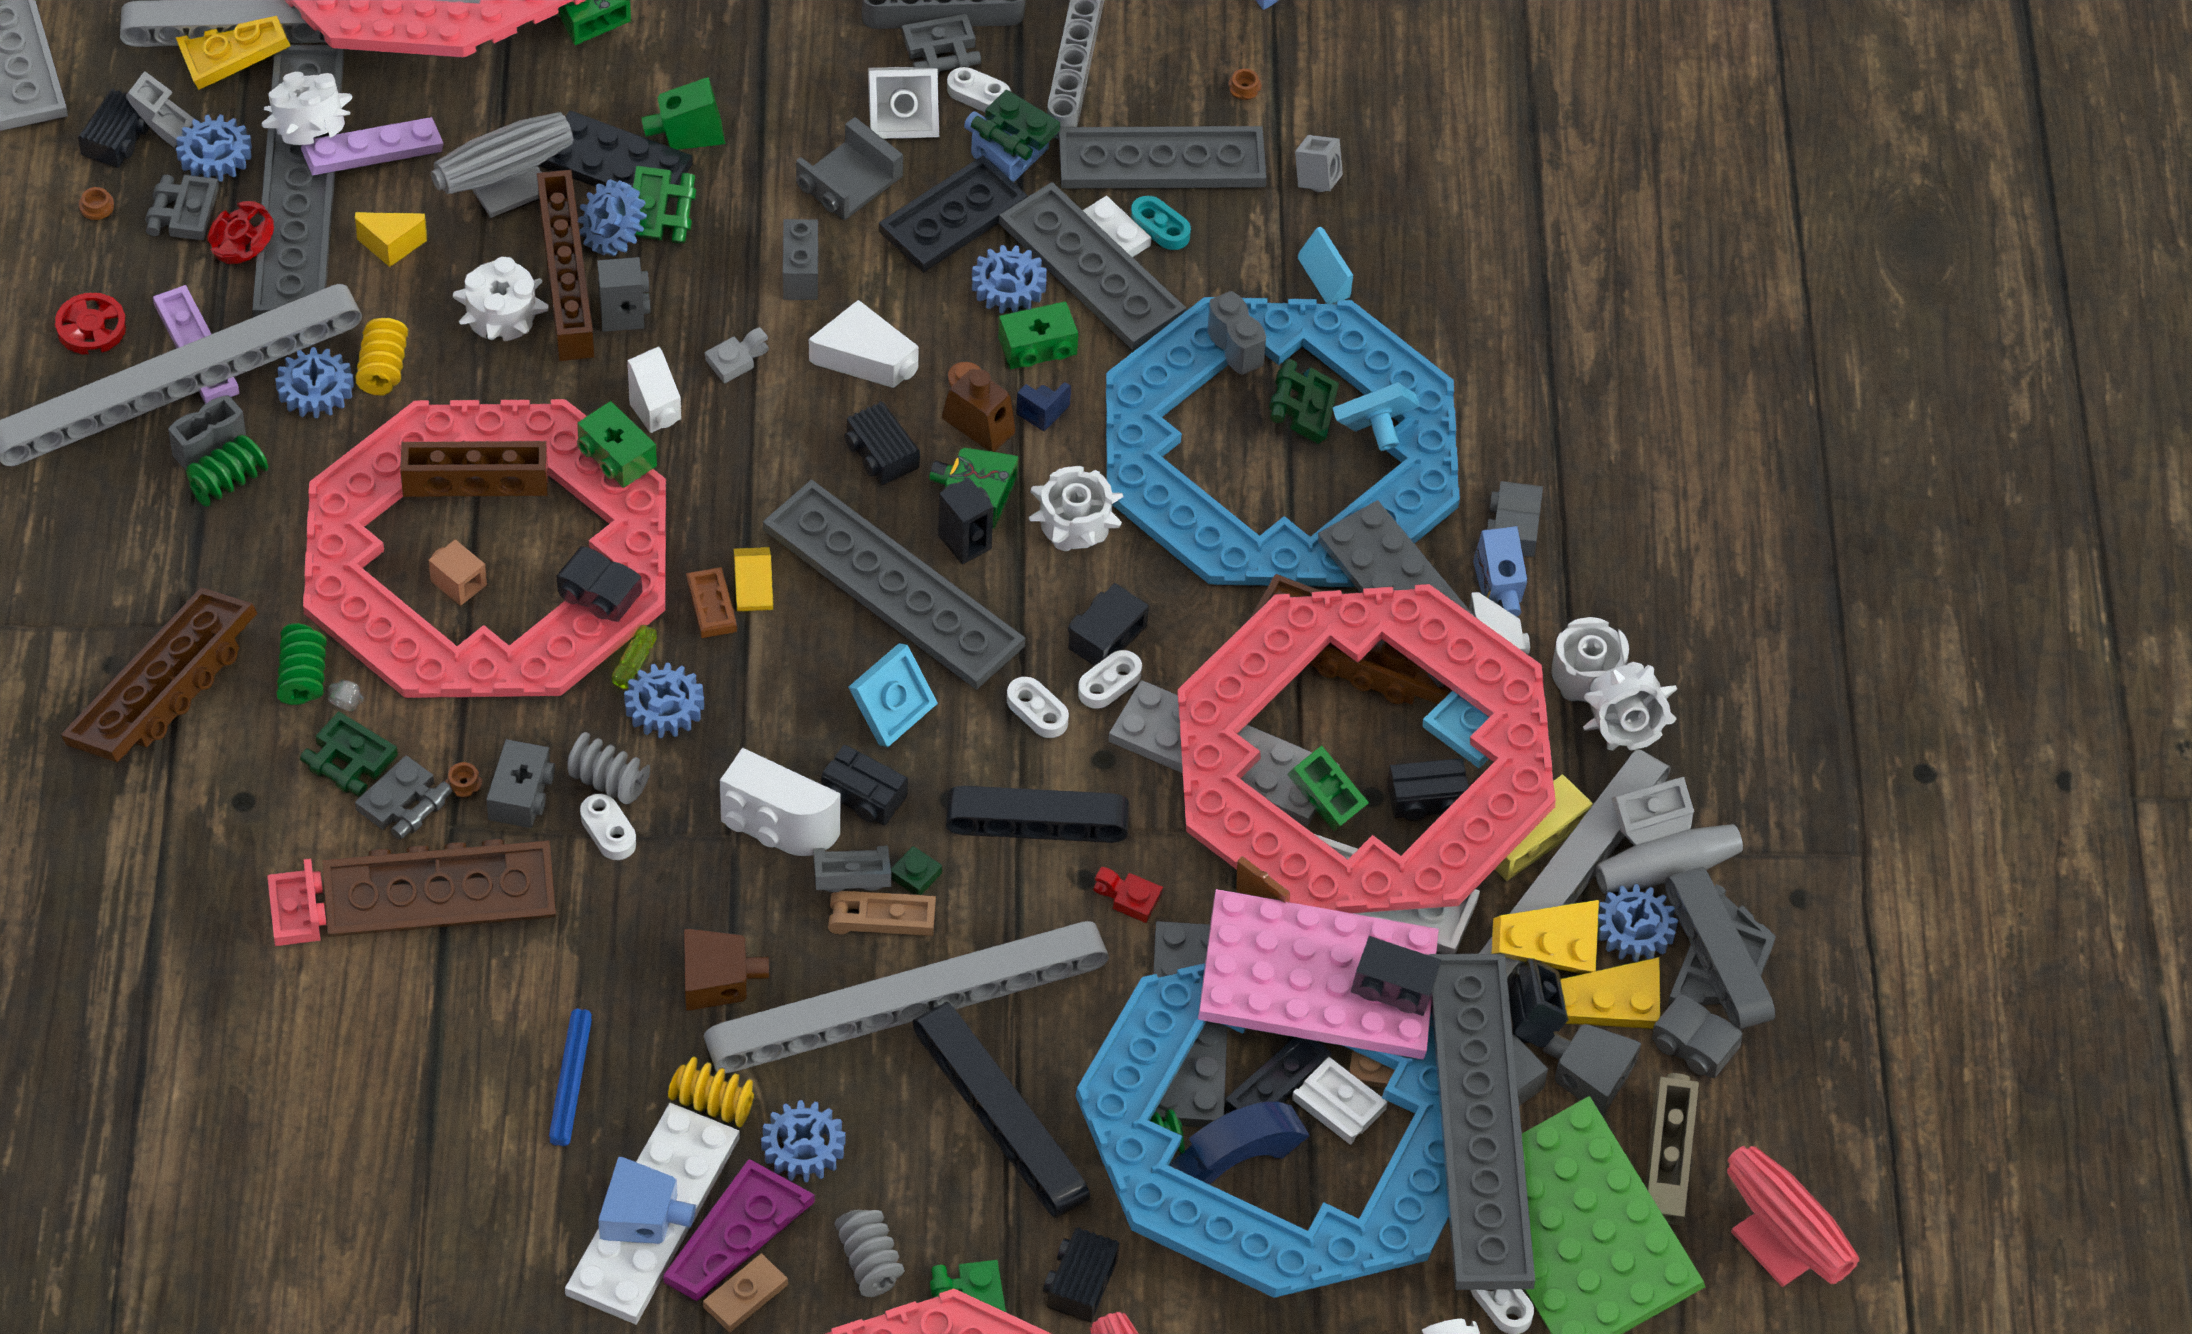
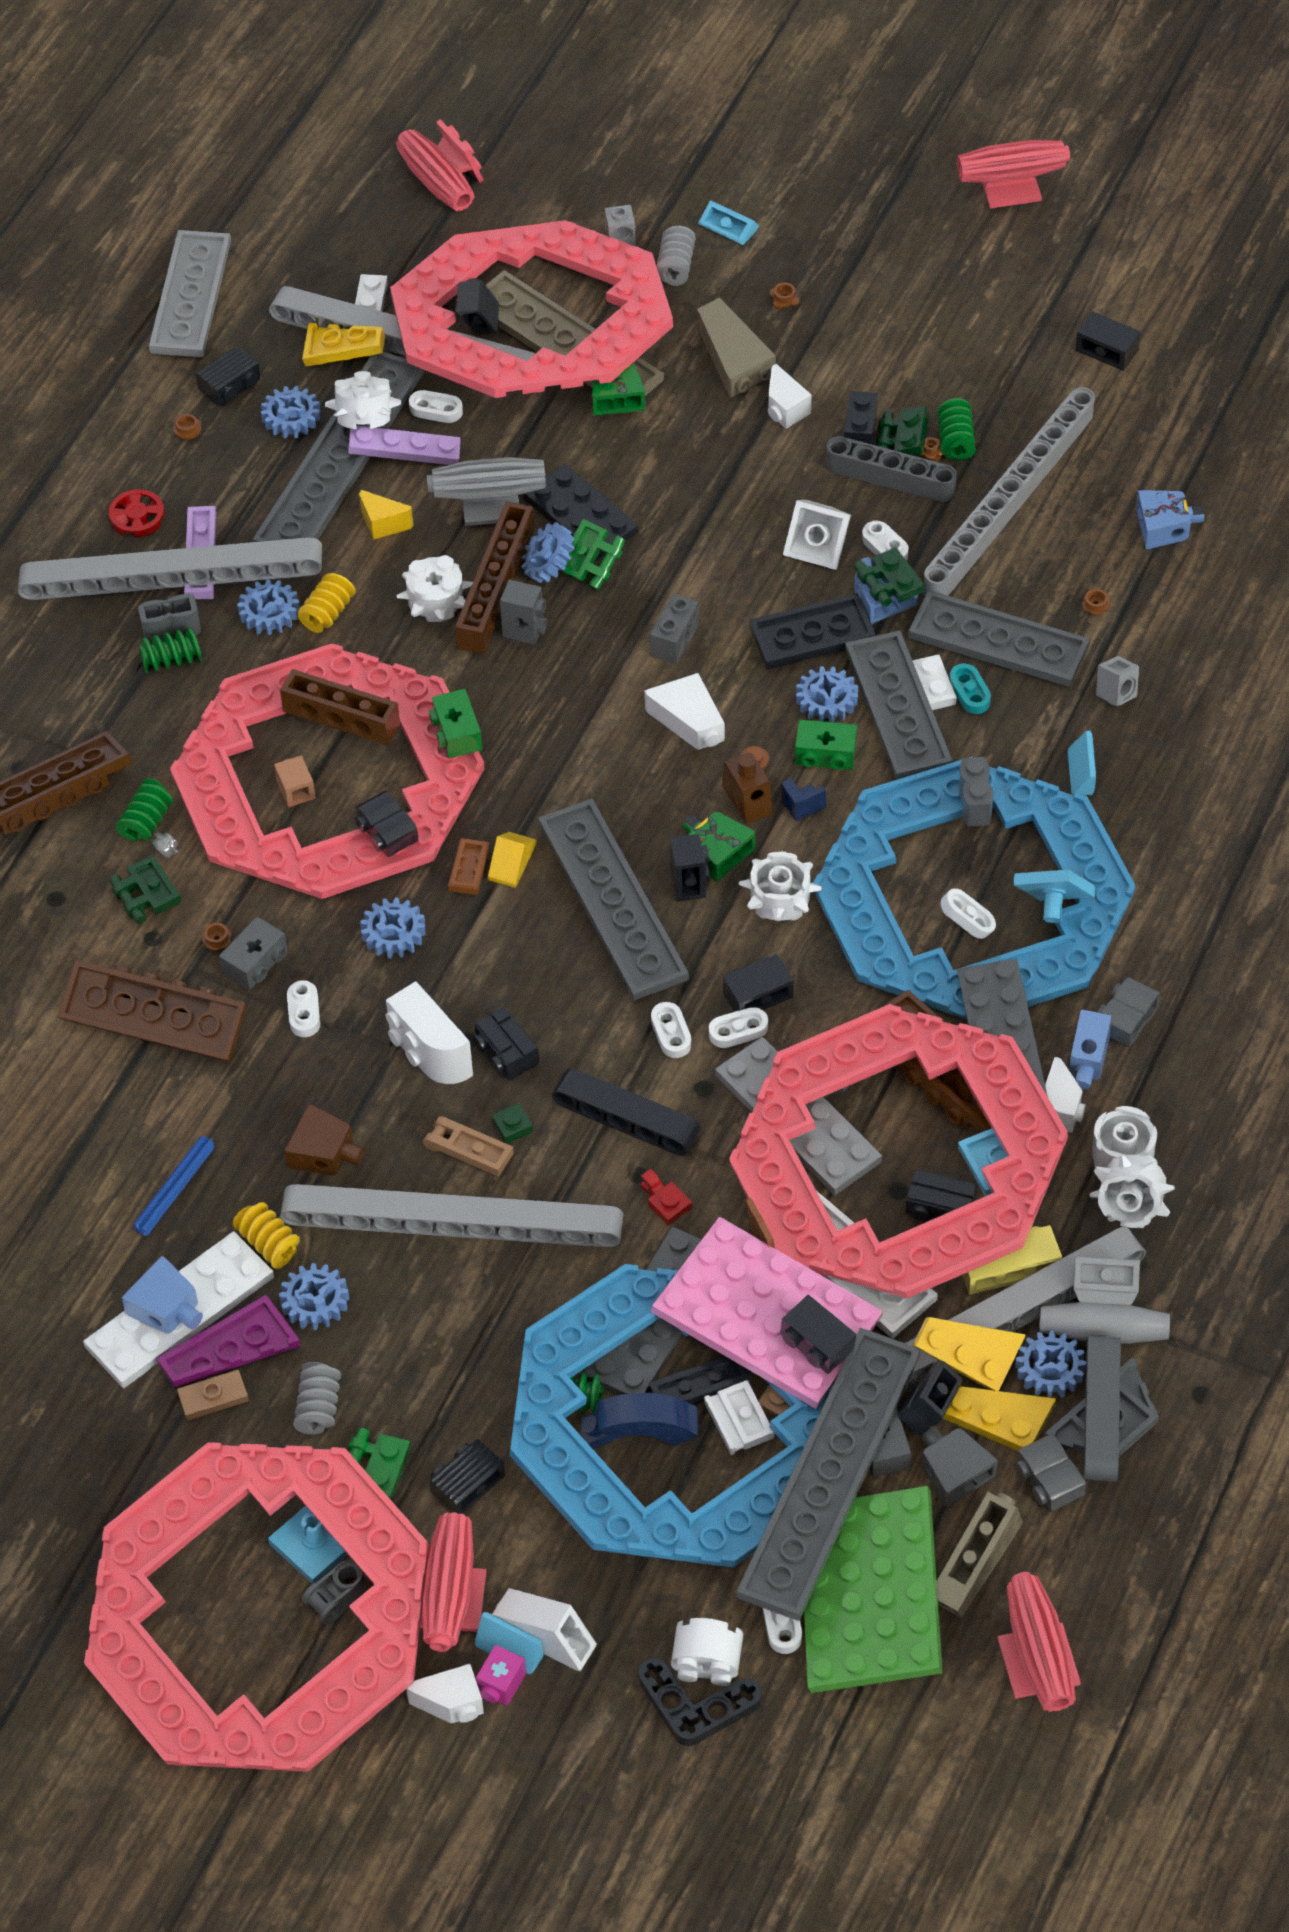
camera: 30 degrees right, 0 degrees up
(154, 107) = (262, 370): light grey slope -> none
(192, 207) = (252, 451): dark grey plate -> none
(234, 231) = (271, 481): red piece -> none
(294, 905) = (45, 987): coral bracket -> none
(382, 90) = (435, 406): none -> white plate
(396, 792) = (164, 930): dark grey plate -> none
(607, 772) = (322, 964): light grey piece -> none
(634, 656) = (392, 886): clear neon green axle -> none
(653, 390) = (507, 691): white slope -> none
(687, 117) = (647, 495): green torso -> none
(735, 358) = (587, 688): light grey plate -> none
(851, 172) = (751, 576): dark grey panel -> none
(852, 869) = (461, 1103): dark grey plate -> none
(881, 443) = (661, 788): black brick -> none
(893, 695) = (561, 982): medium azure tile -> none
(941, 36) = (873, 492): dark grey plate -> none
(1001, 1110) = (475, 1328): black beam -> none
(1293, 469) = (968, 913): none -> white plate
(1314, 401) = (1017, 859): dark green plate -> none
(1327, 788) = (853, 1169): green brick -> none

